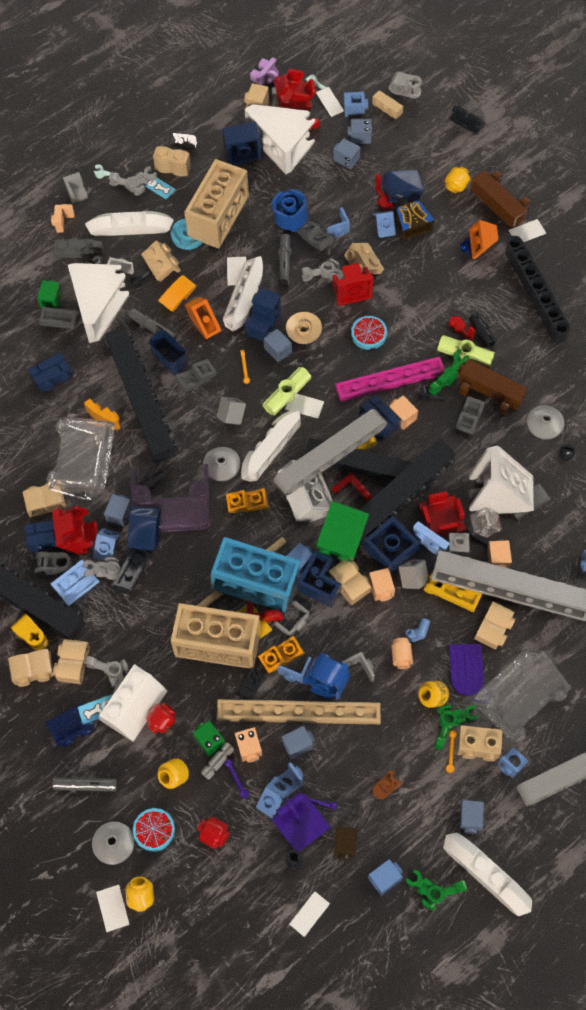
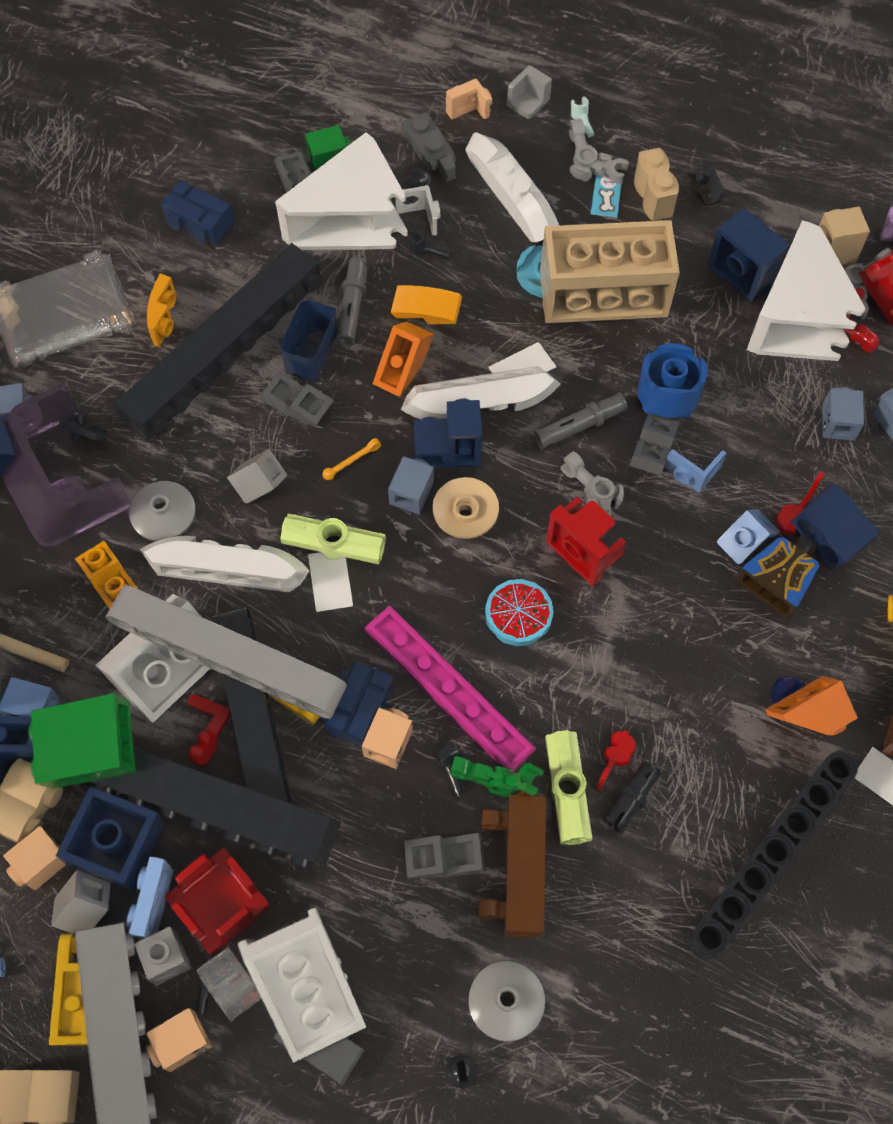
camera: 60 degrees right, 0 degrees up
(160, 260) = (473, 257): tan bracket -> none
(364, 255) = (654, 537): tan bracket -> none

